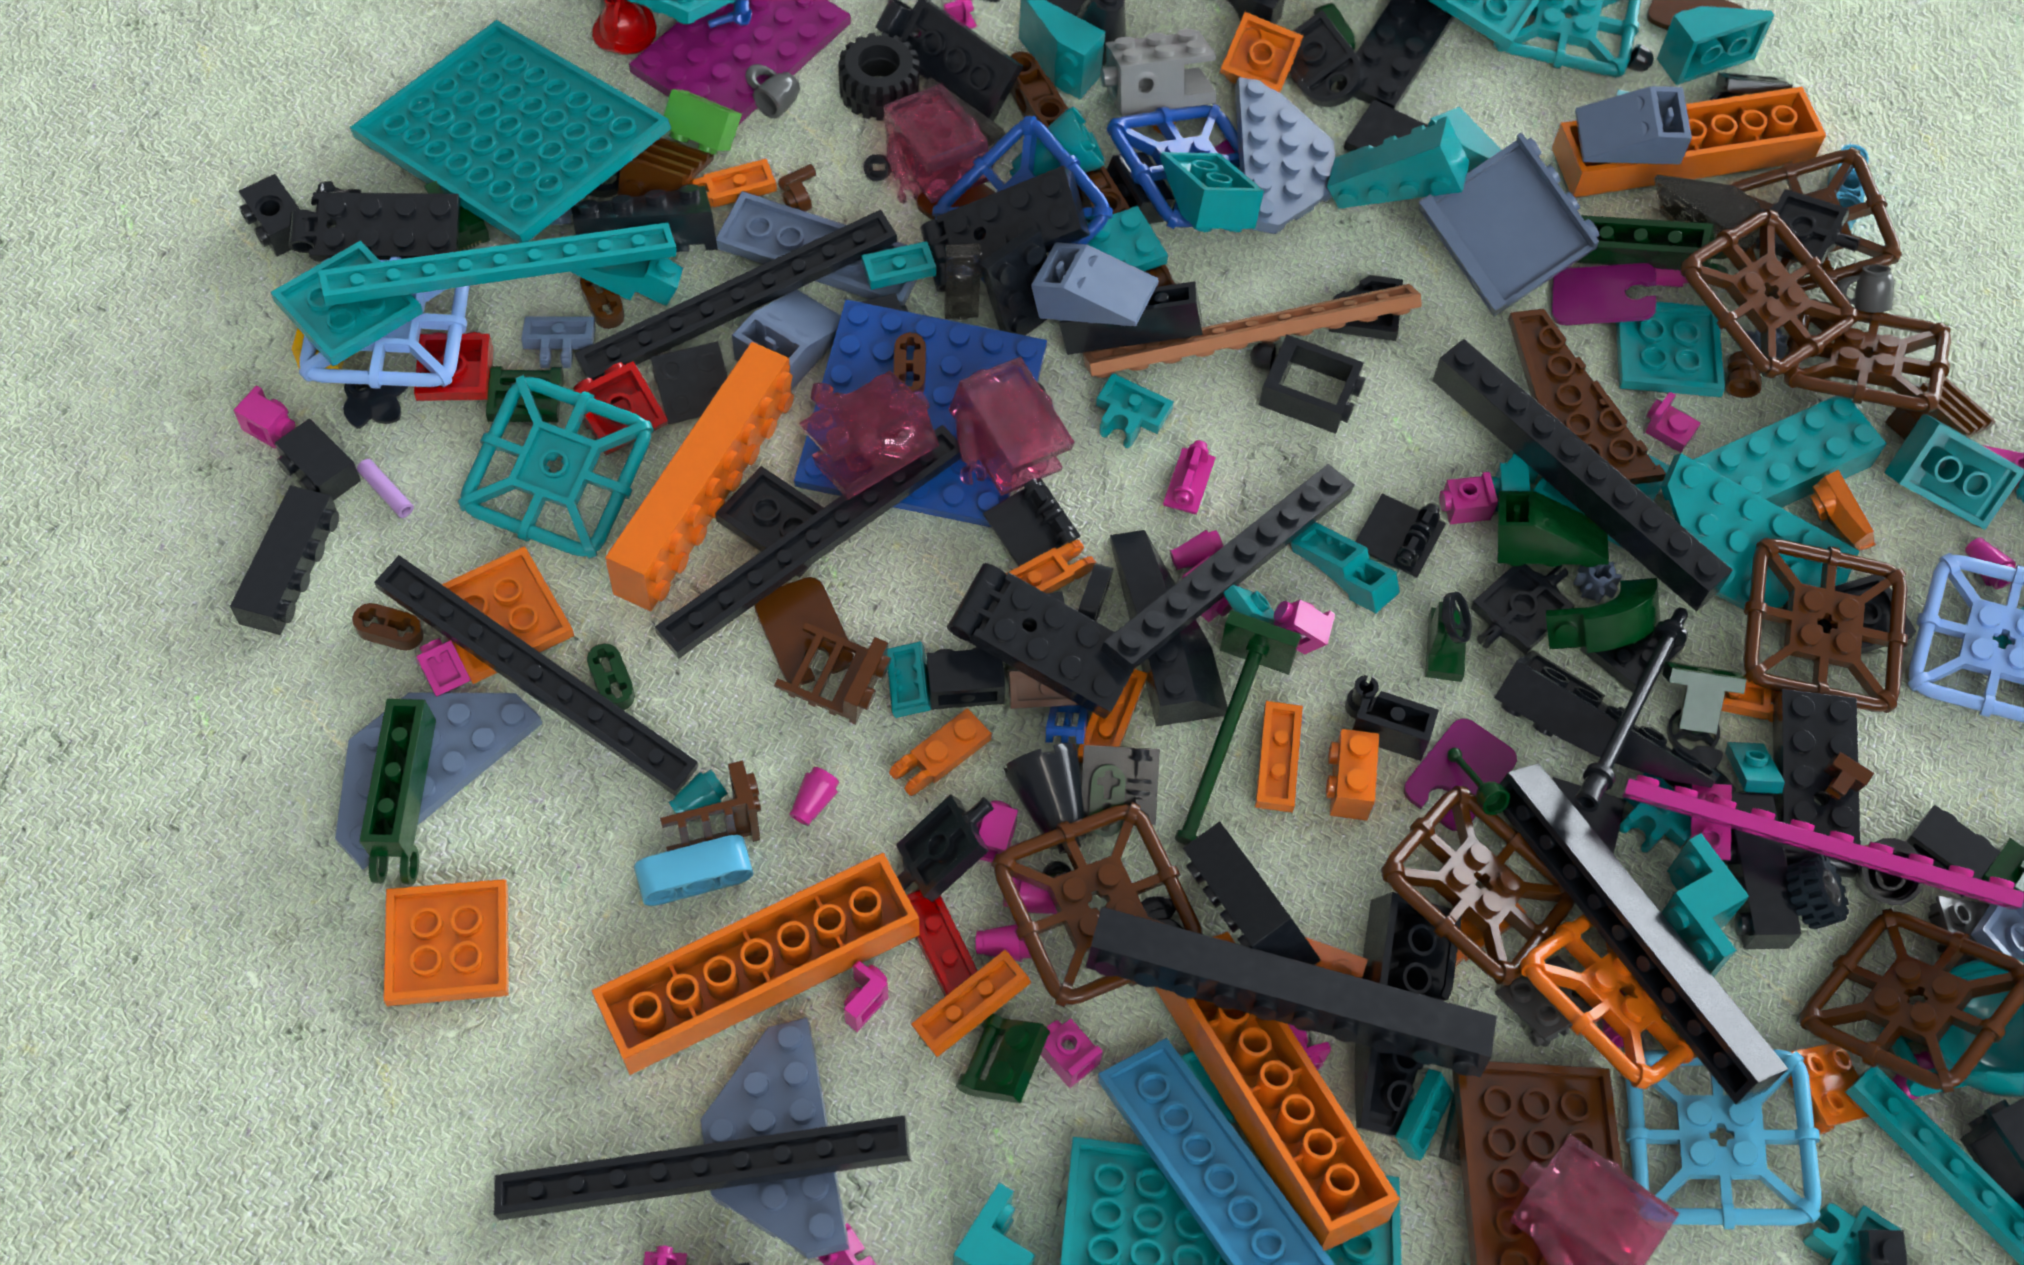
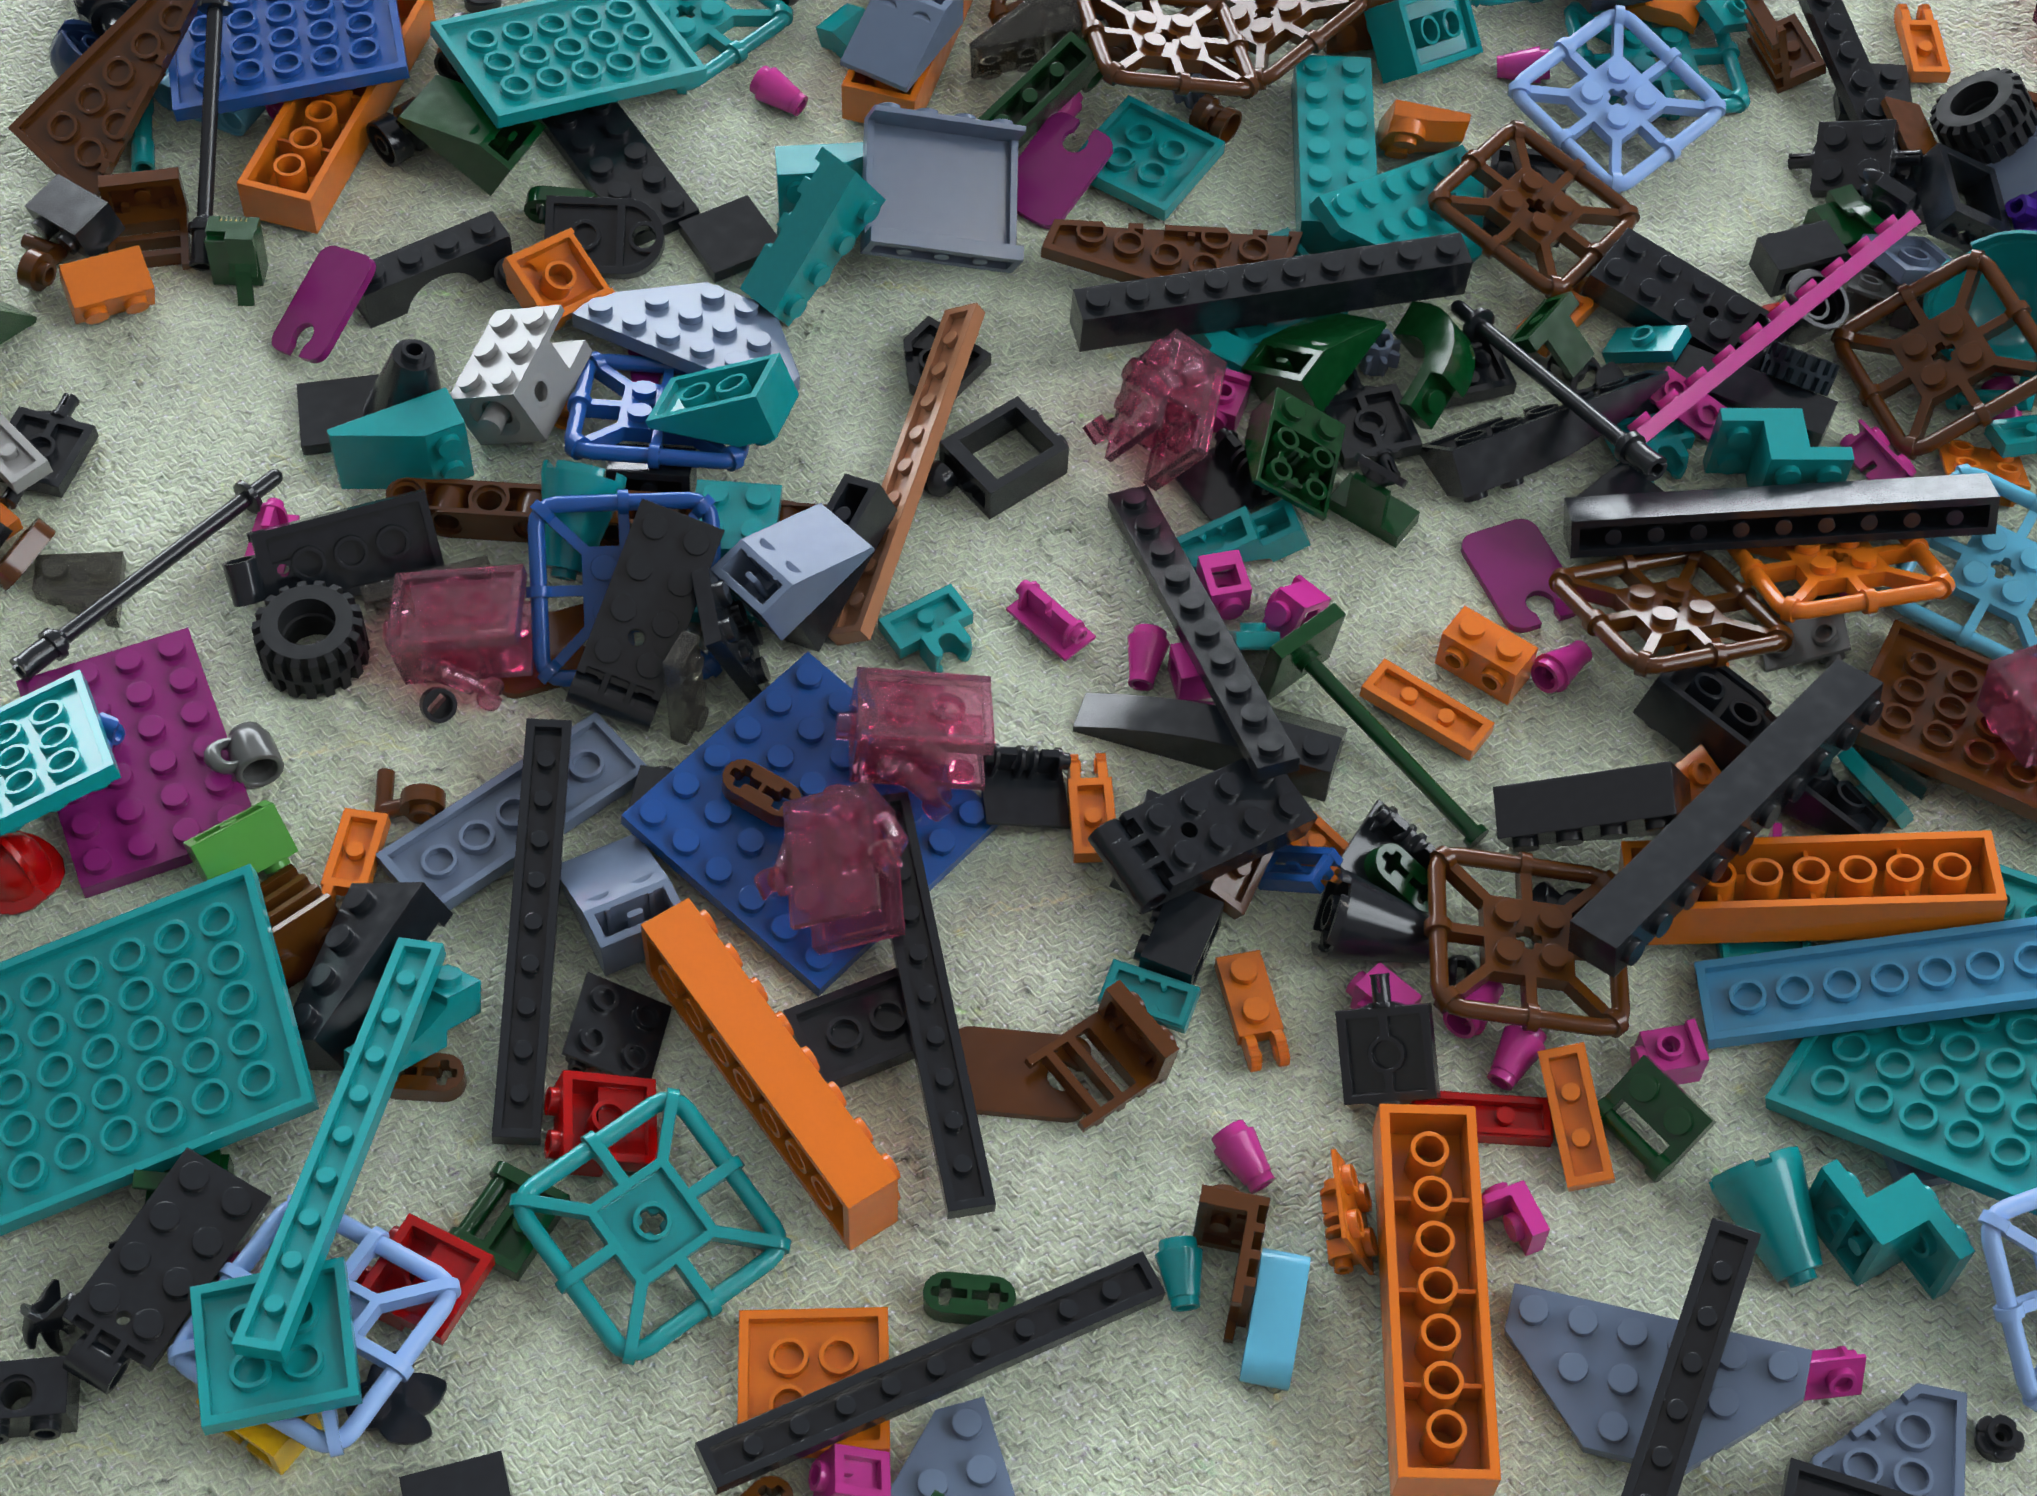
camera: 60 degrees left, 5 degrees down
(385, 488) = (545, 1440): lavender piece -> none
(558, 333) = (446, 1143): sand blue hinge -> none
(793, 871) = (1344, 1213): none -> orange hinge
(898, 265) = (606, 743): teal plate -> none
(963, 1178) = (1774, 1201): none -> teal cone
(1096, 591) = (1142, 768): black beam -> none
(1295, 571) = (1229, 589): none -> dark pink brick
(1381, 832) = (1559, 667): none -> dark pink cone
(1401, 723) = (1437, 598): black hinge -> none
(1422, 452) = (1165, 407): none -> clear pink torso
(1437, 559) = (1294, 451): none -> dark green slope
(1490, 795) = (1579, 552): dark green hinge -> none
(1540, 97) = (777, 91): none -> dark pink cone
(1671, 424) = (1232, 205): dark pink bracket -> none
(1782, 986) = (1873, 448): none -> dark pink hinge
(1846, 775) = (1712, 276): reddish brown tile -> none

